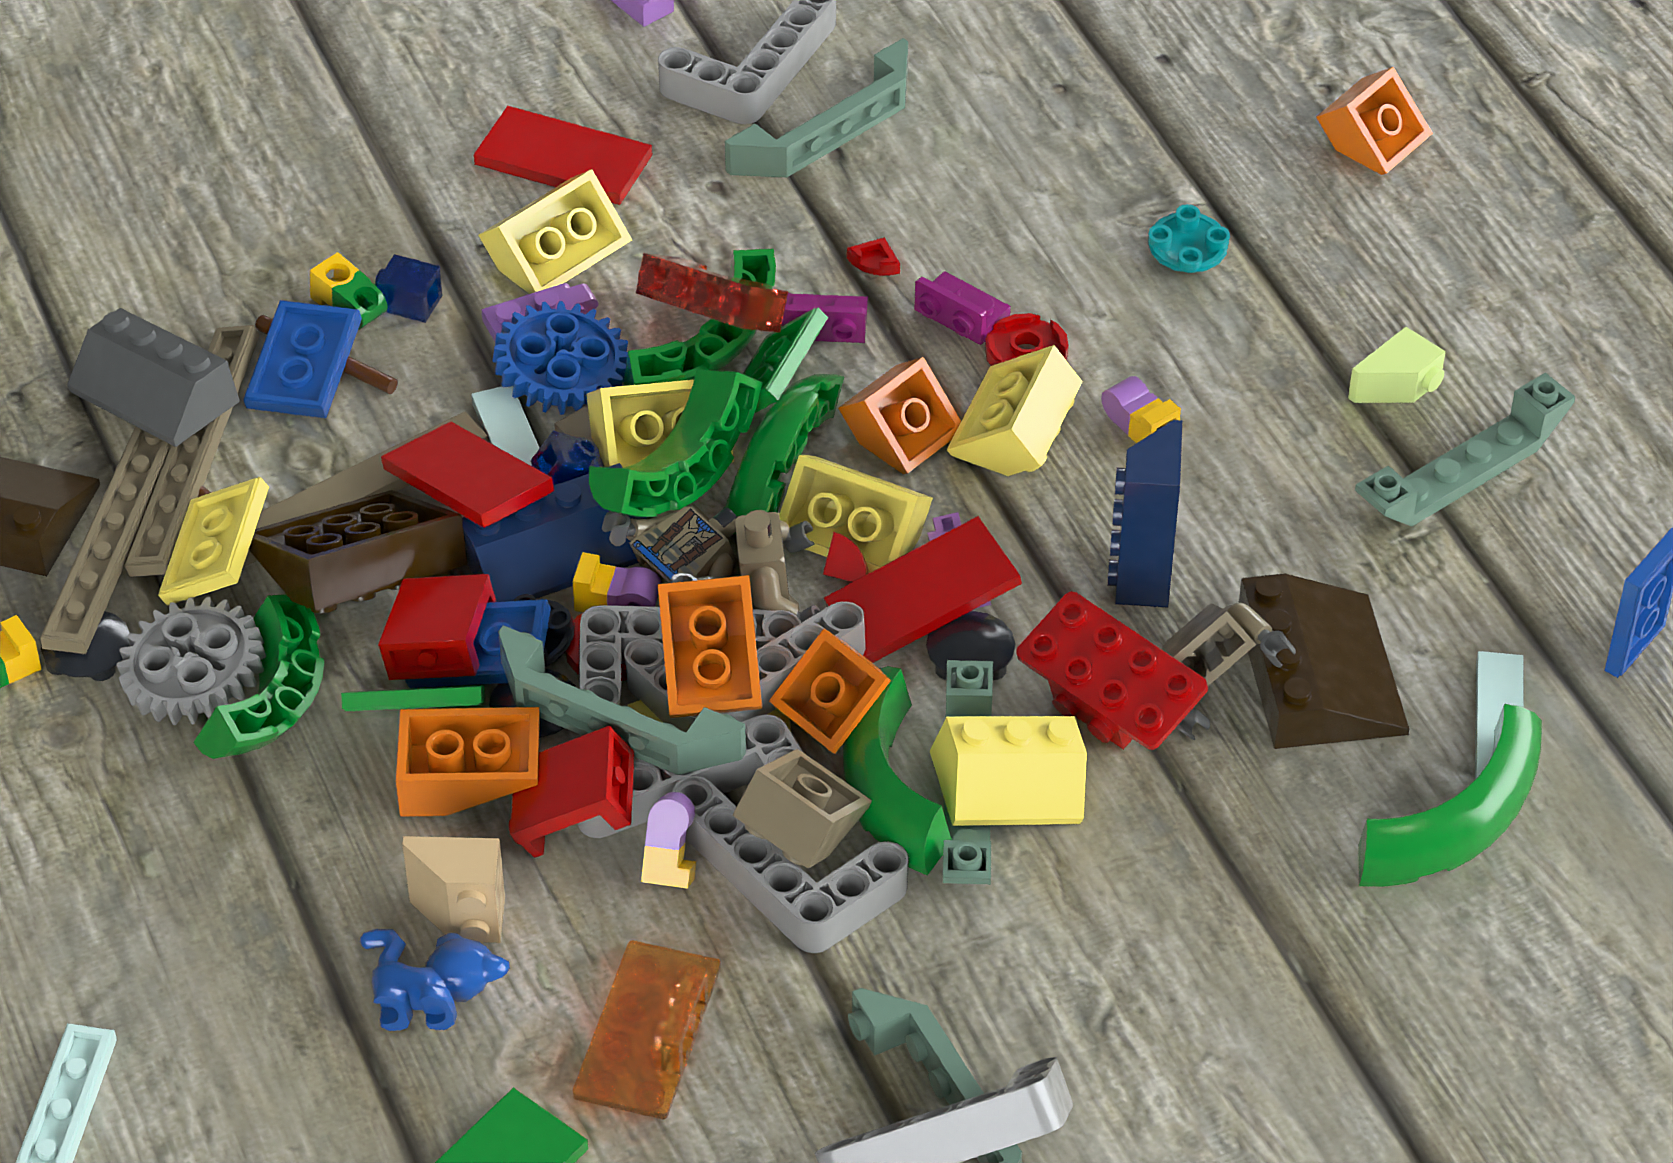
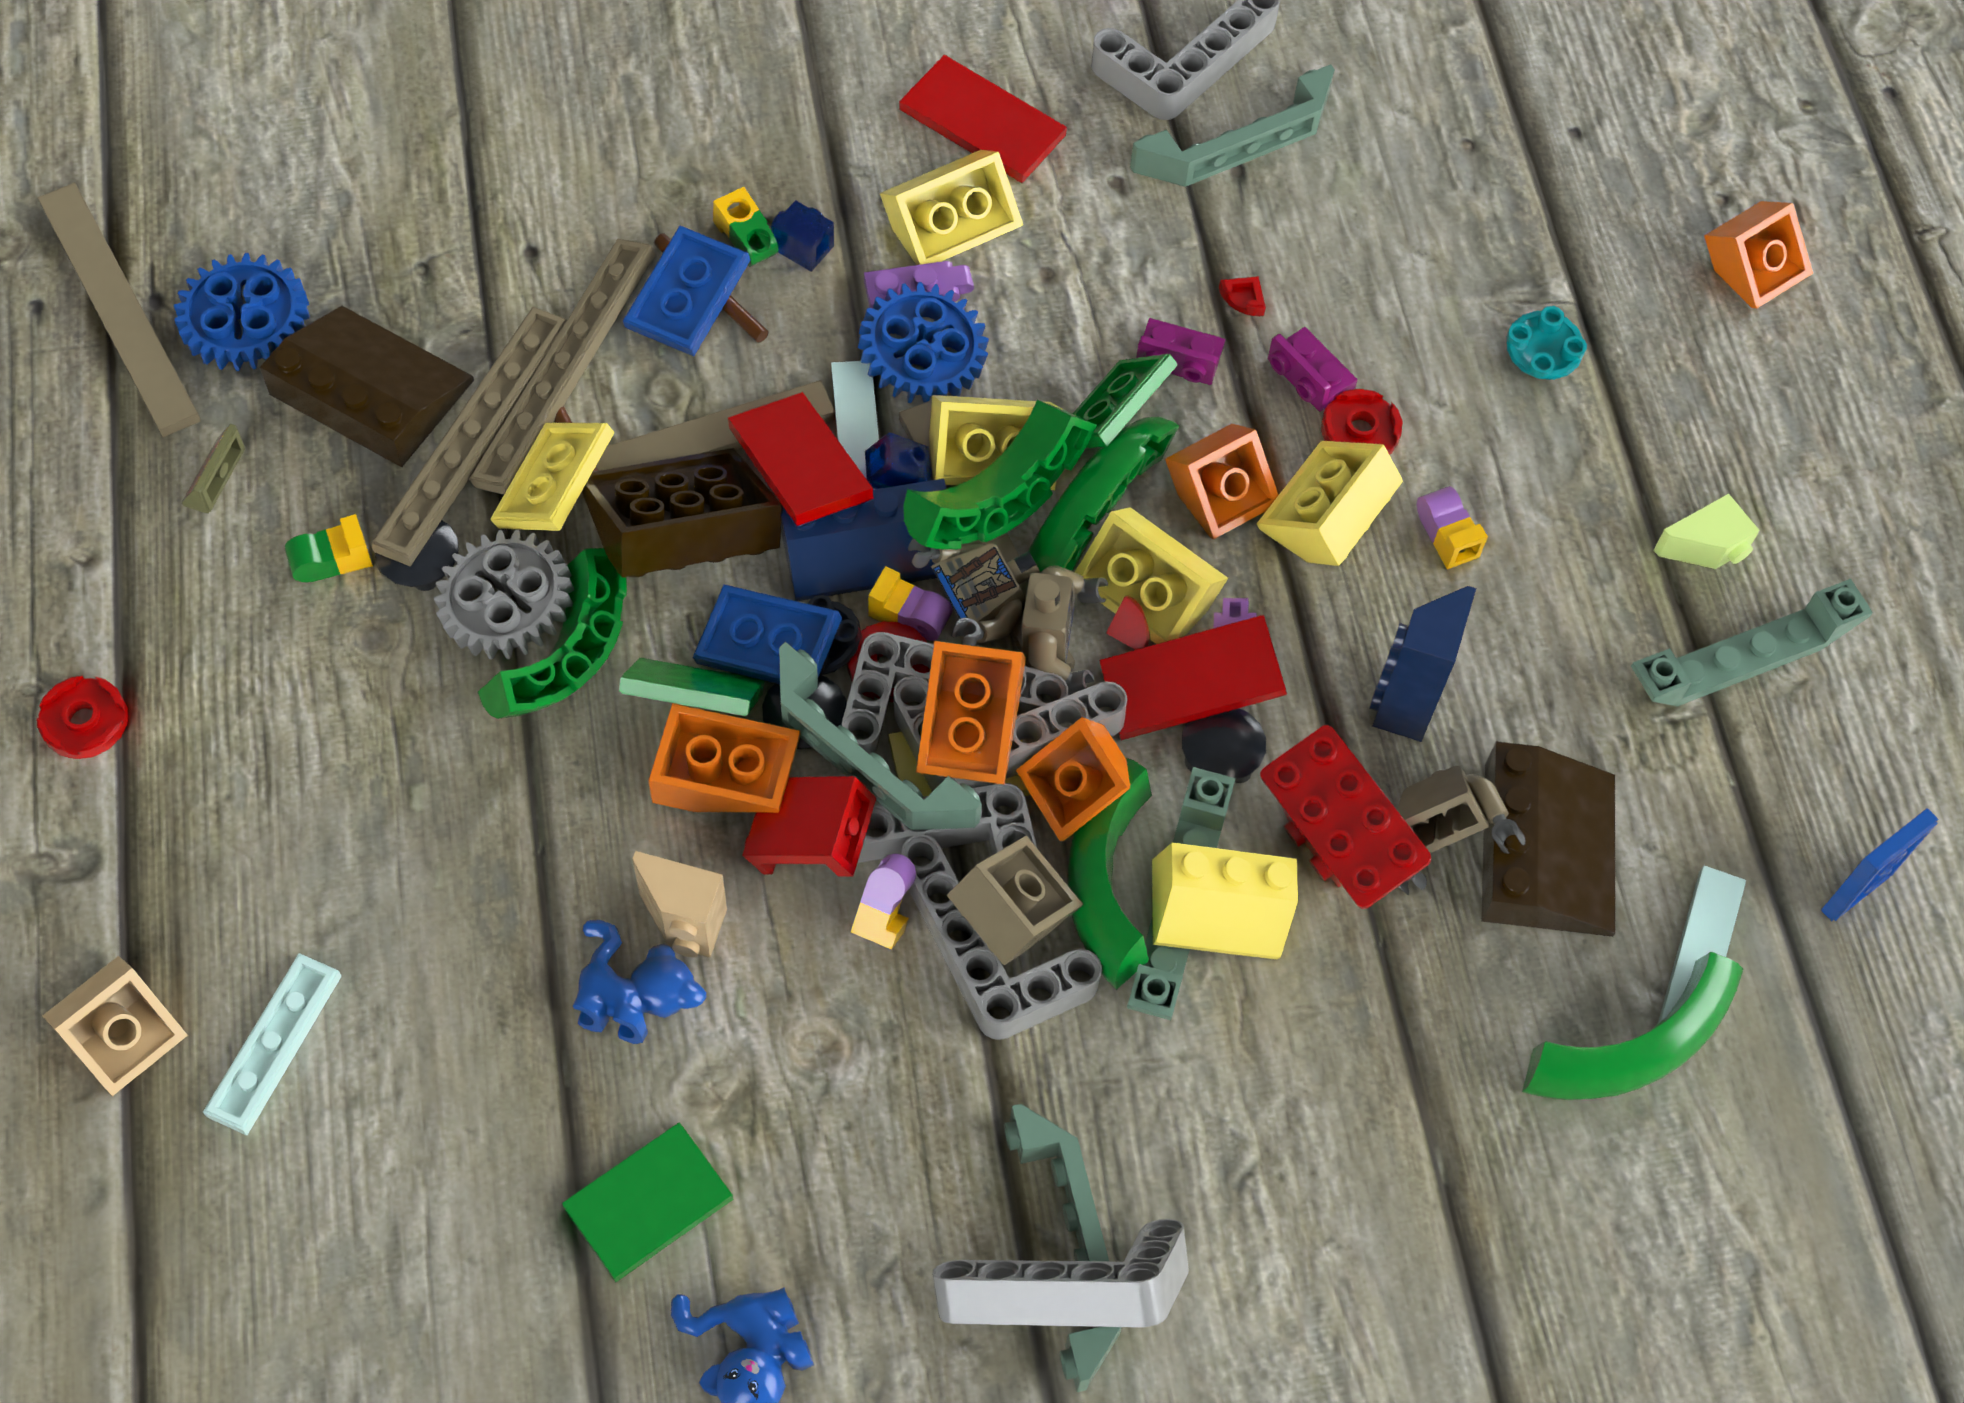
camera: 10 degrees right, 15 degrees up
(151, 377) = (541, 285): dark grey slope -> none
(435, 627) = (730, 614): red panel -> none
(647, 1030) = (817, 1088): clear orange bracket -> none
(710, 294) = (1092, 331): clear red arch -> none
(713, 345) = (1077, 356): green brick -> none

